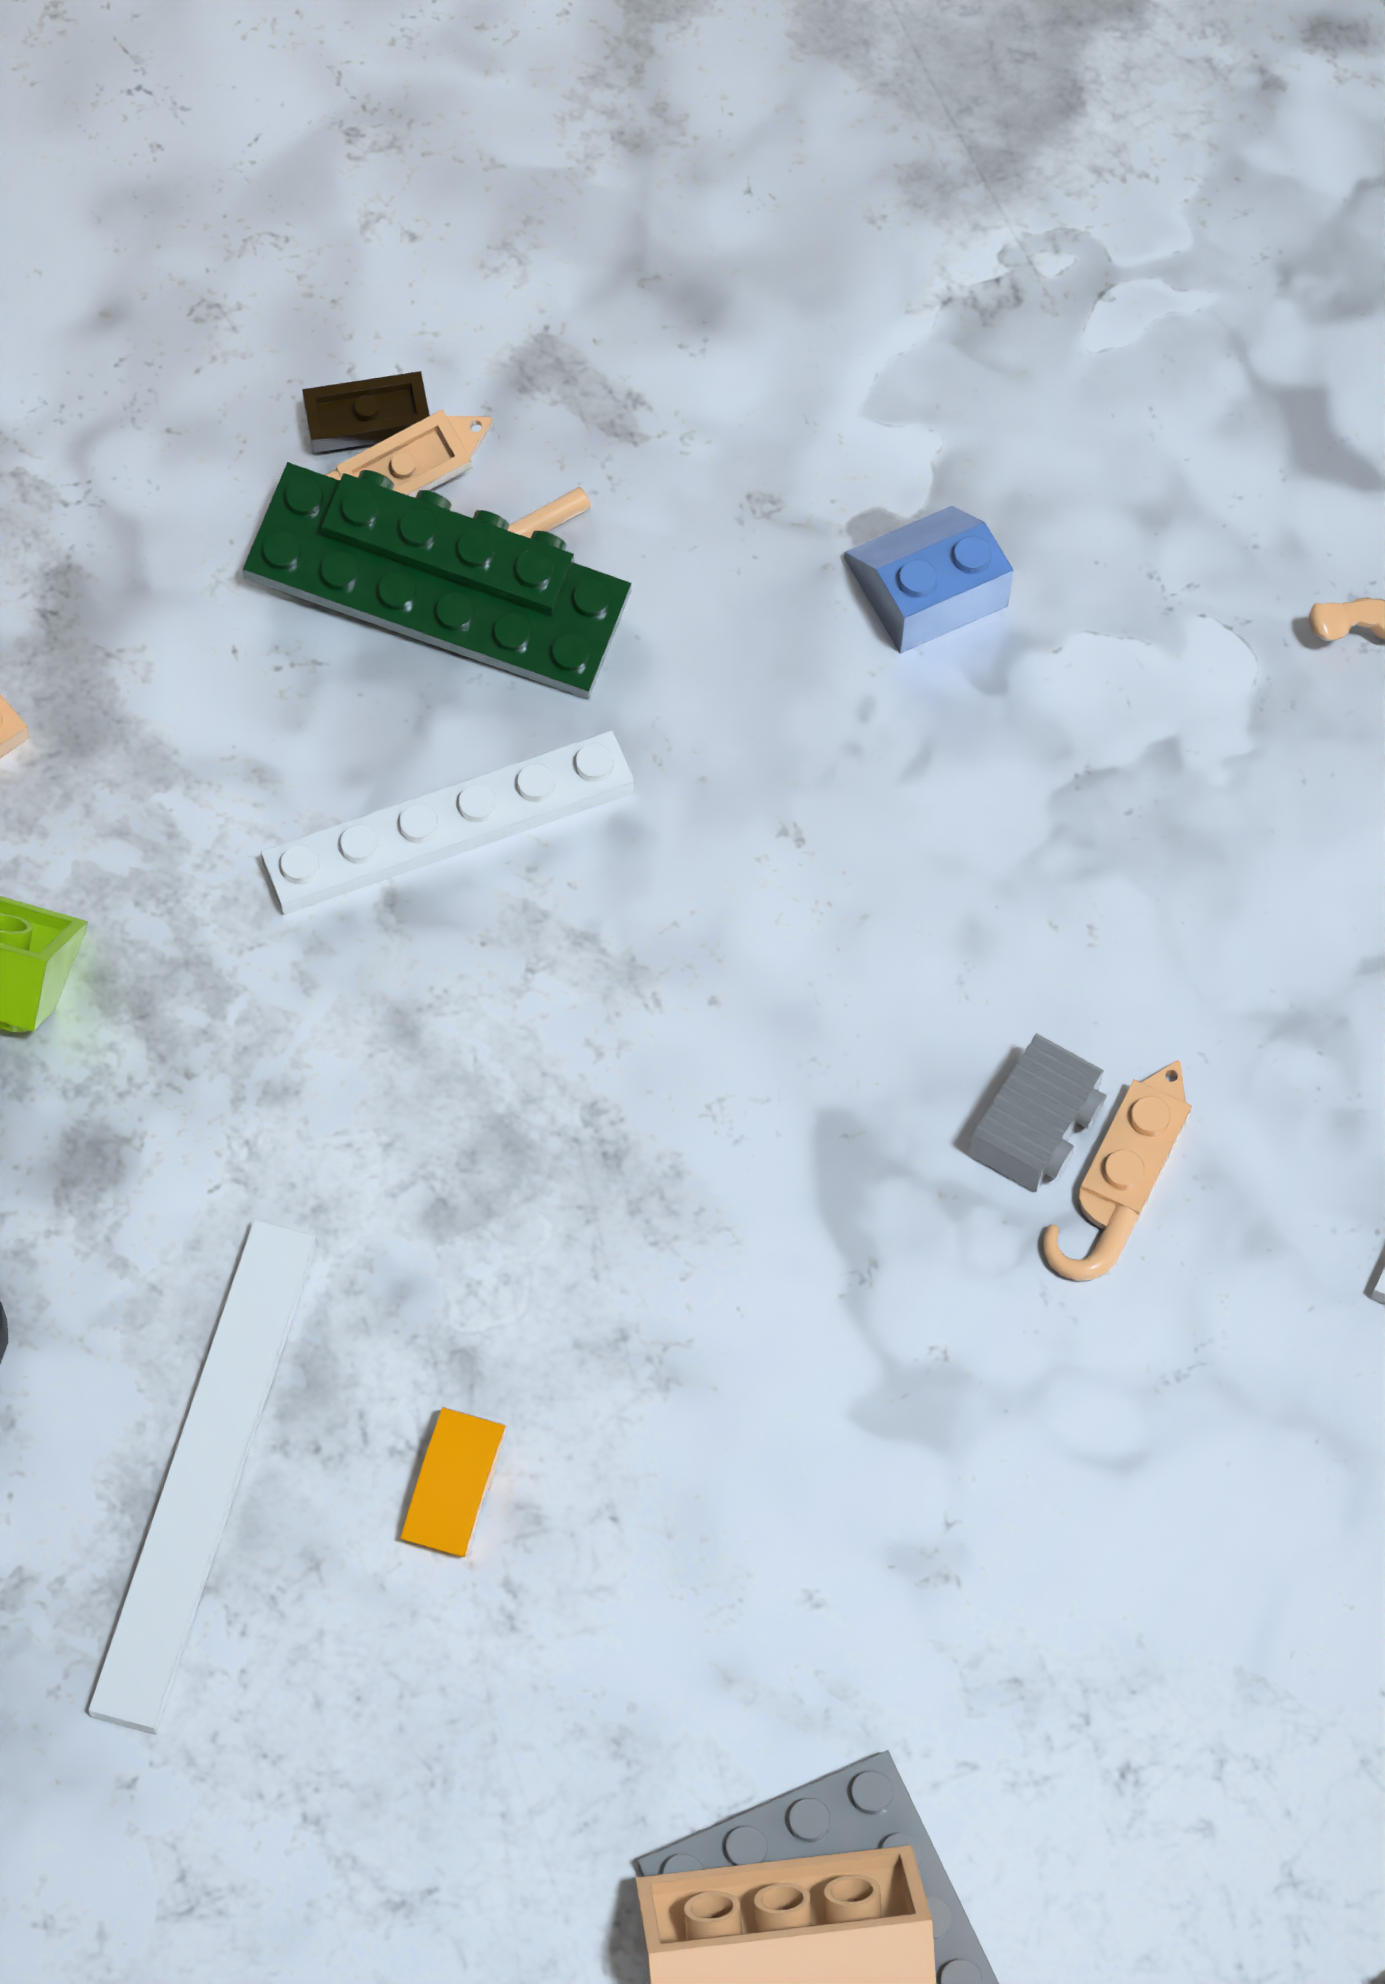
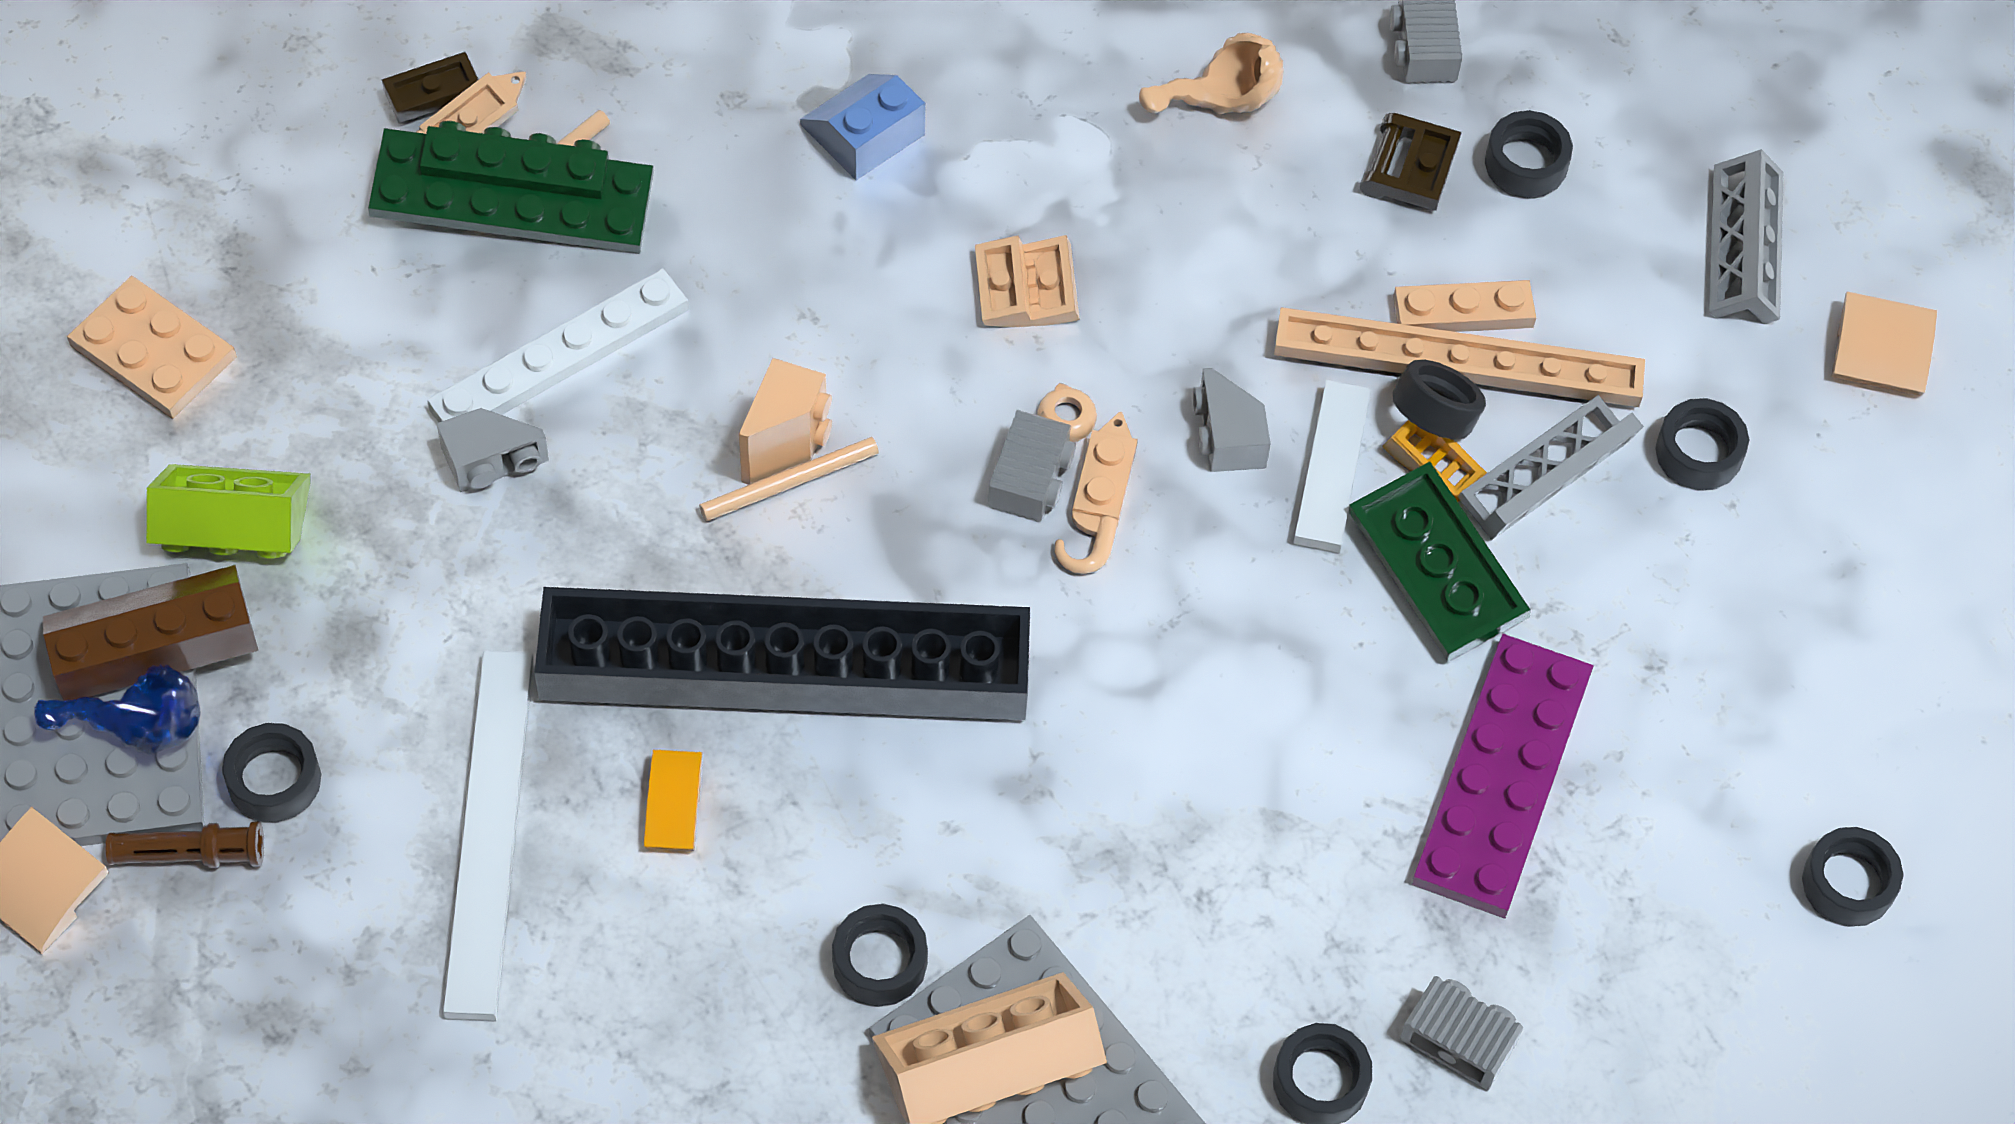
camera: 15 degrees left, 5 degrees down
(326, 936) = (489, 447): none -> light grey slope
(645, 1312) = (783, 653): none -> black brick
(684, 1709) = (871, 919): none -> black tyre
(711, 1061) = (788, 479): none -> light nougat bar
(719, 986) = (784, 421): none -> light nougat slope
(1095, 848) = (1026, 282): none -> light nougat slope
(1105, 1017) = (1063, 393): none -> light nougat piece
(1327, 1114) = (1234, 424): none -> light grey slope

